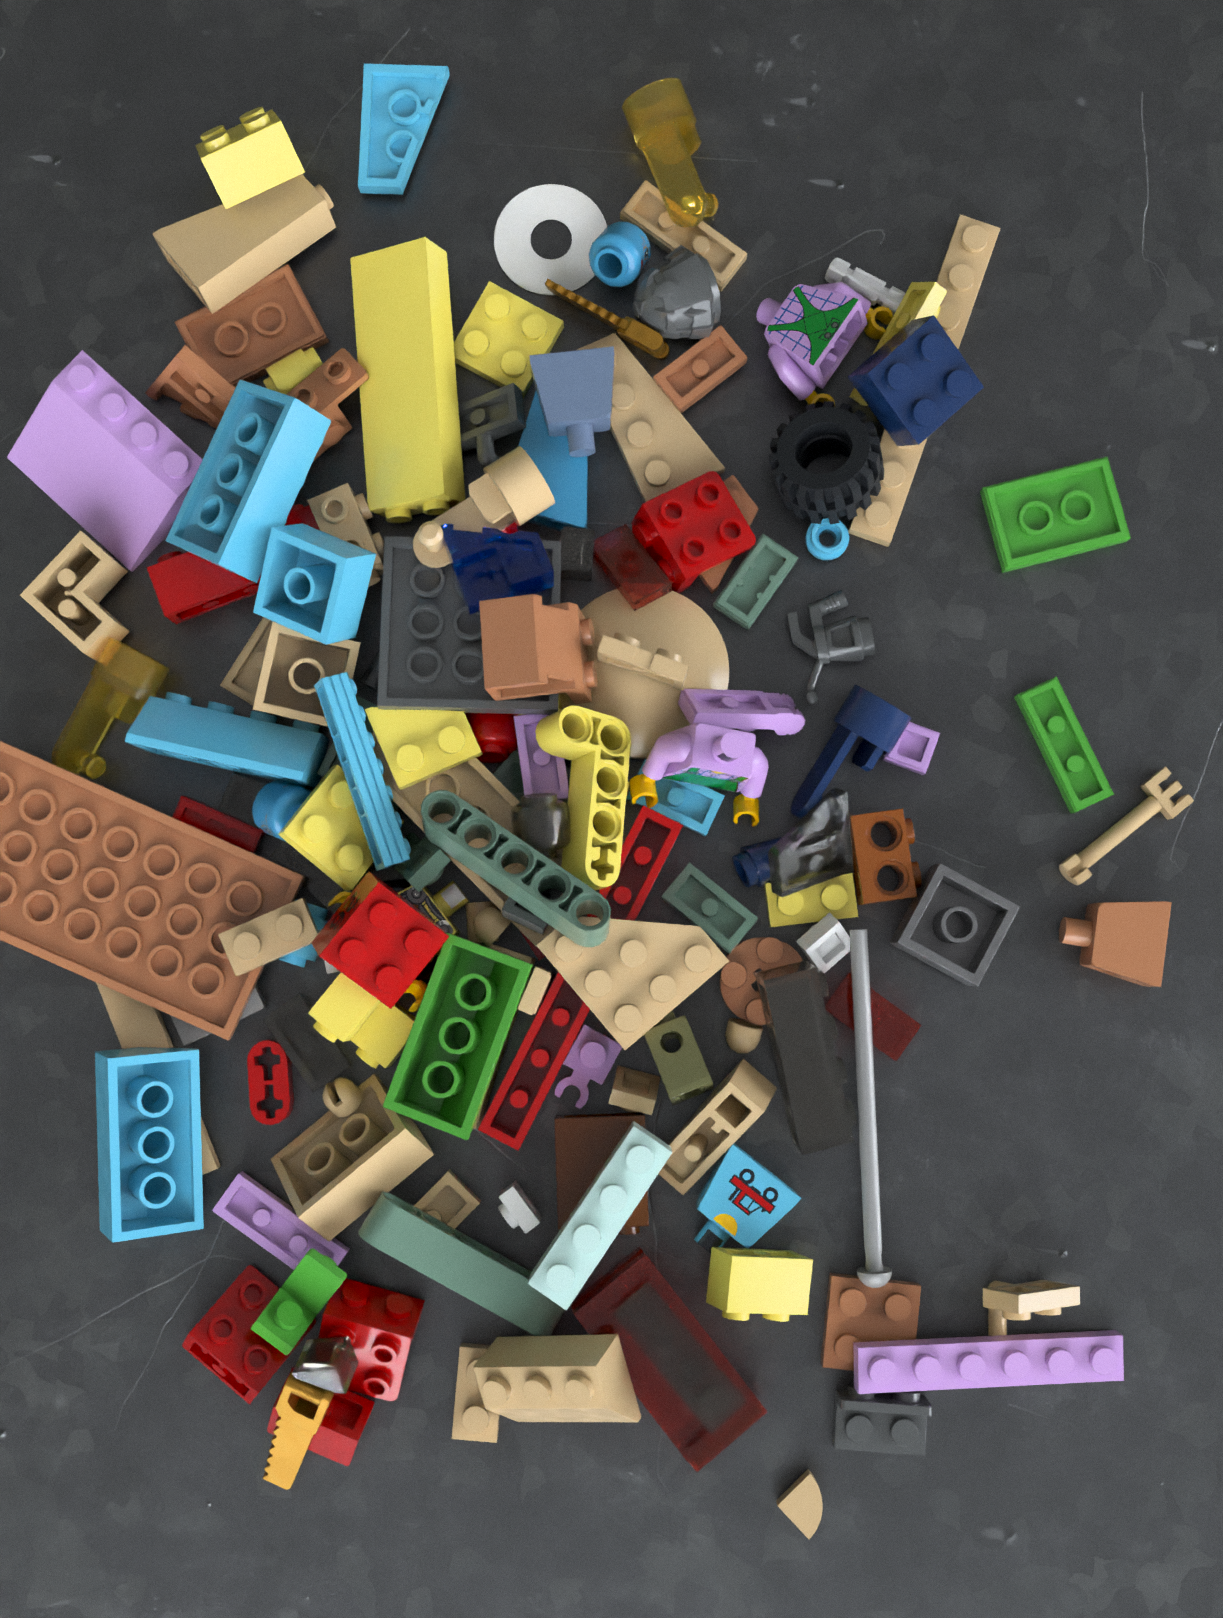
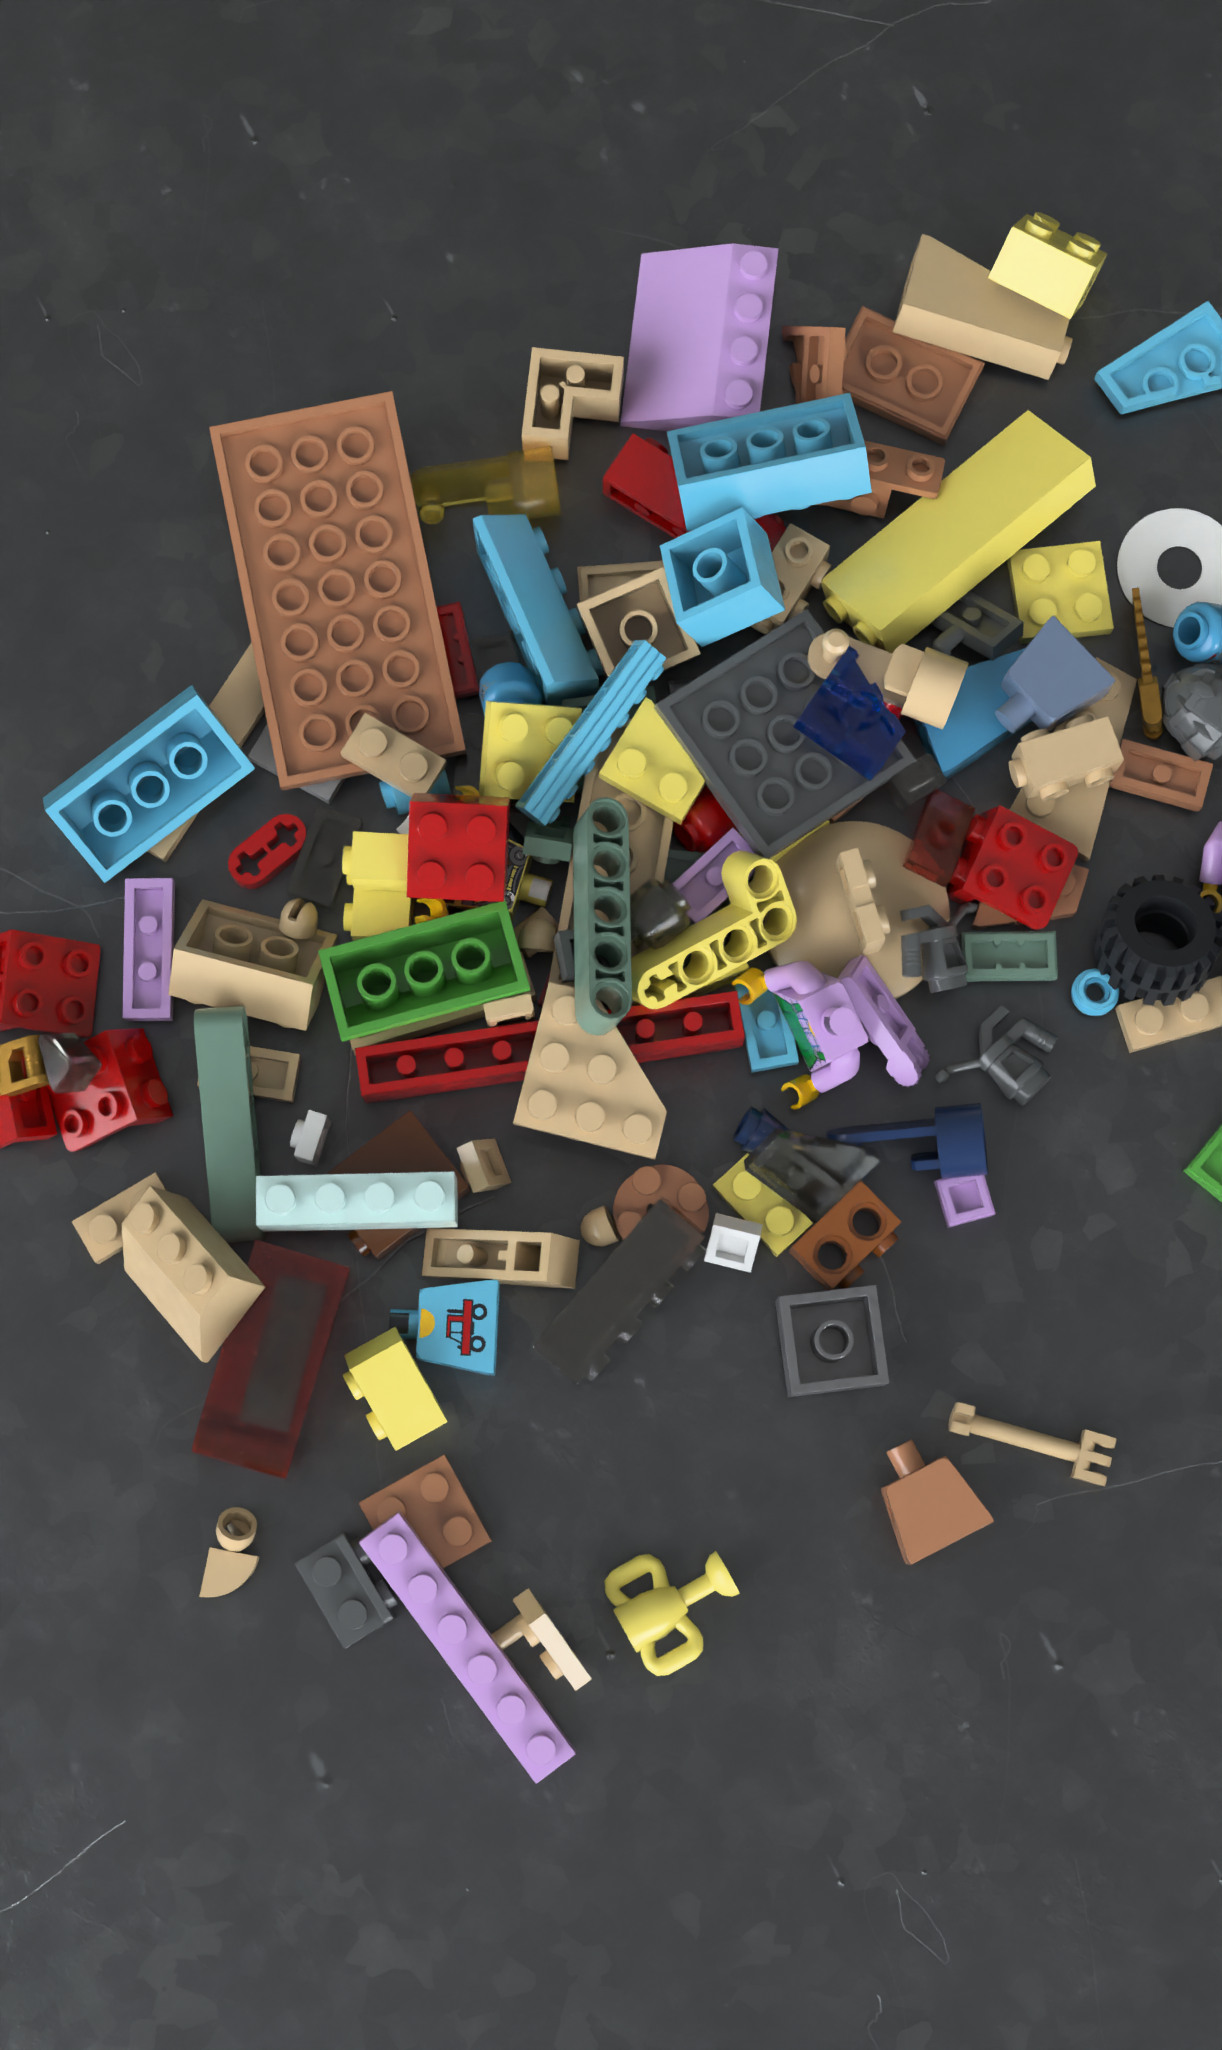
camera: 50 degrees right, 5 degrees down
(292, 370) = (892, 431): light yellow brick -> none
(299, 1301) = (104, 1004): bright green bracket -> none
(536, 649) = (804, 802): nougat piece -> none
(590, 1059) = (484, 1110): lavender plate -> none
(637, 441) = (1054, 761): none -> tan brick
(681, 1071) = (530, 1189): olive torso -> none
(709, 907) = (690, 1118): sand green plate -> none
(716, 634) = (941, 954): none -> dark grey piece
(777, 1467) = (241, 1525): none -> tan hinge
(874, 1273) = (473, 1489): light grey bar -> none
(890, 1026) = (698, 1329): clear red plate -> none
(1061, 1193) = (664, 1608): none -> light yellow piece
(1063, 745) = (1067, 1333): bright green tile -> none

